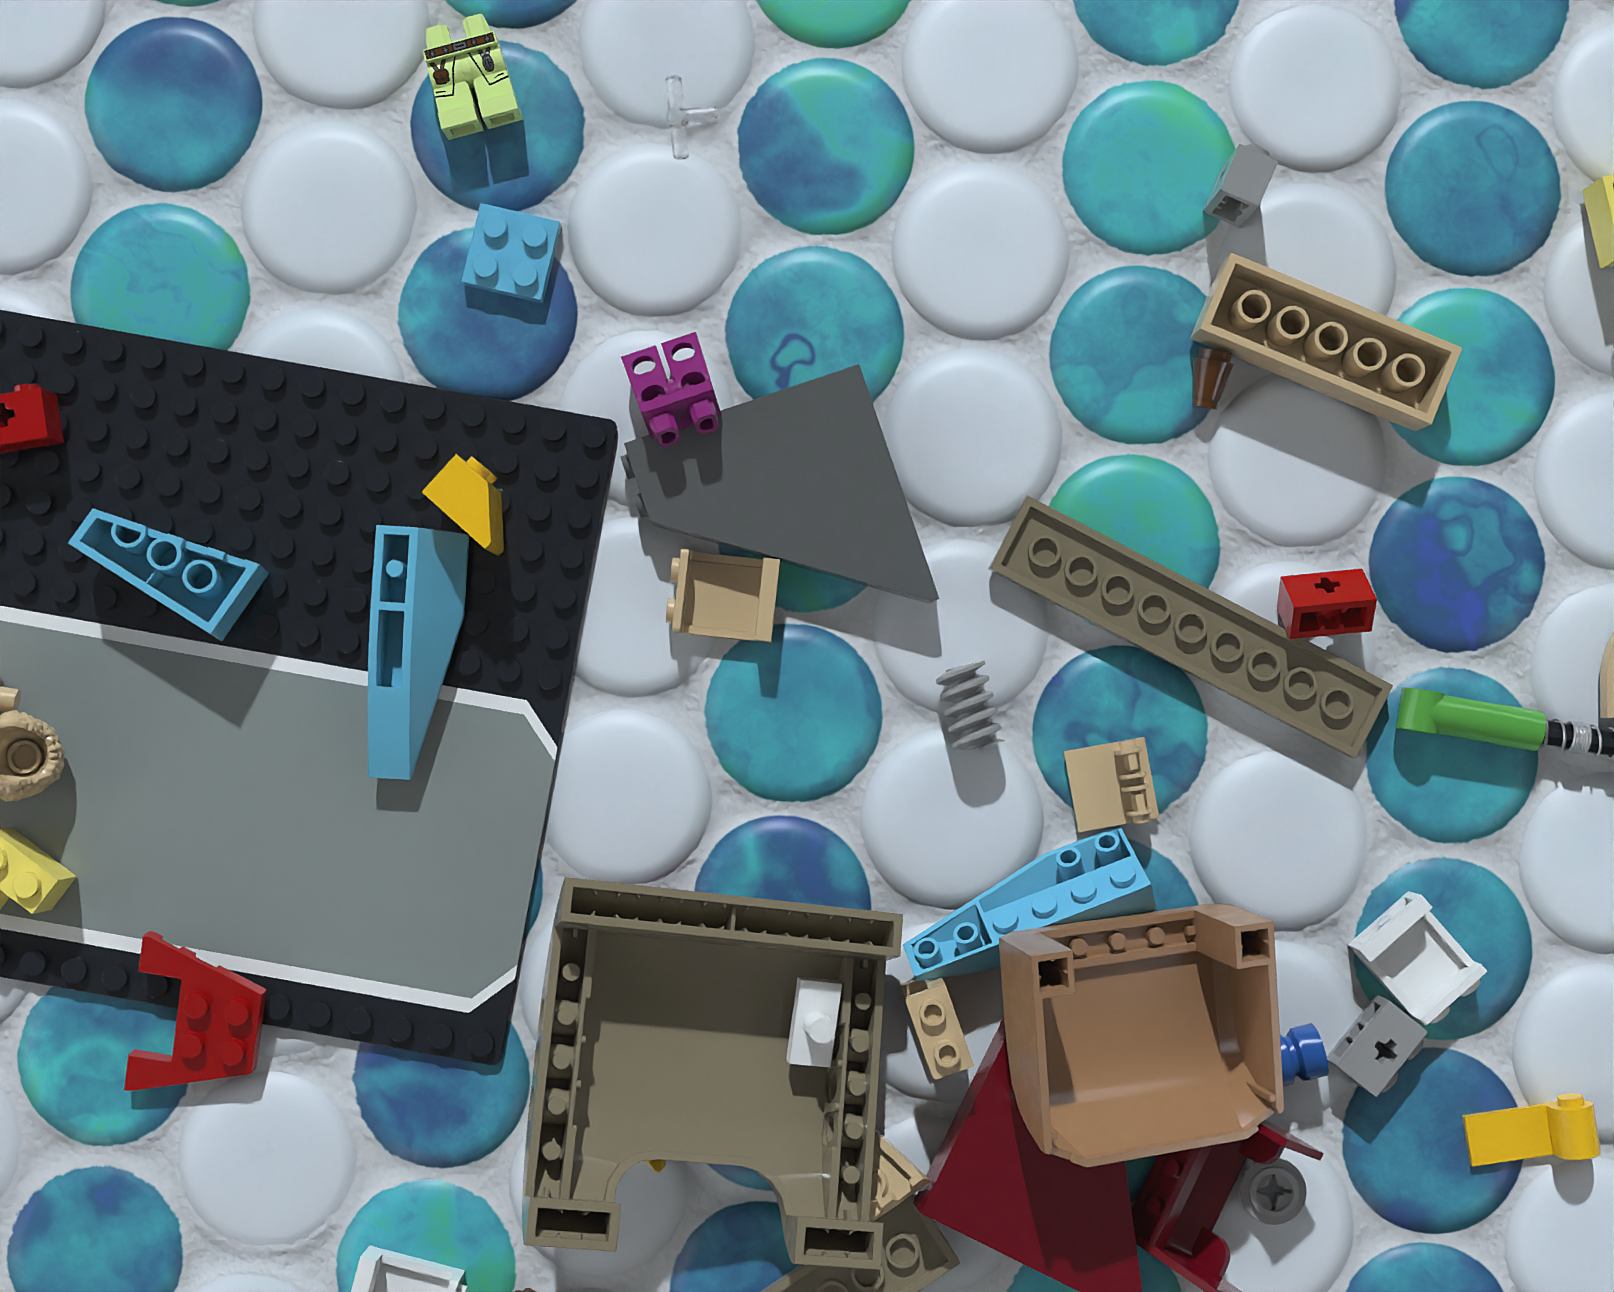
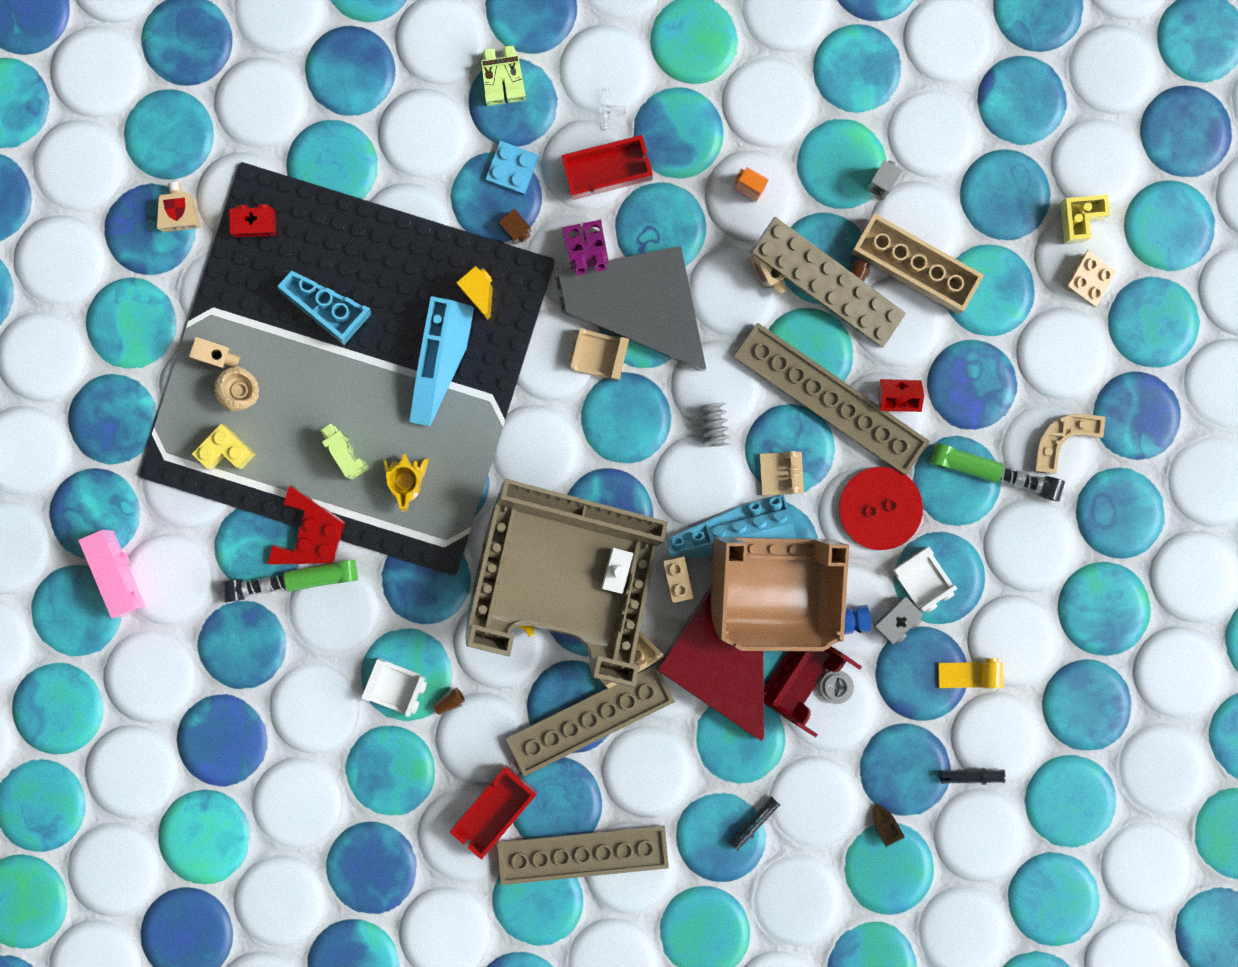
camera: 15 degrees right, 0 degrees up
(176, 1118) = (292, 580): none -> piece
(241, 855) = (343, 452): none -> yellowish green hips
(372, 894) = (405, 480): none -> yellow piece
(531, 367) = (515, 227): none -> reddish brown brick
(695, 228) = (607, 167): none -> red piece
(980, 225) = (750, 183): none -> orange brick
(1031, 376) = (763, 272): none -> tan torso
(1155, 398) = (828, 282): none -> dark tan plate
(1312, 828) = (880, 508): none -> red plate

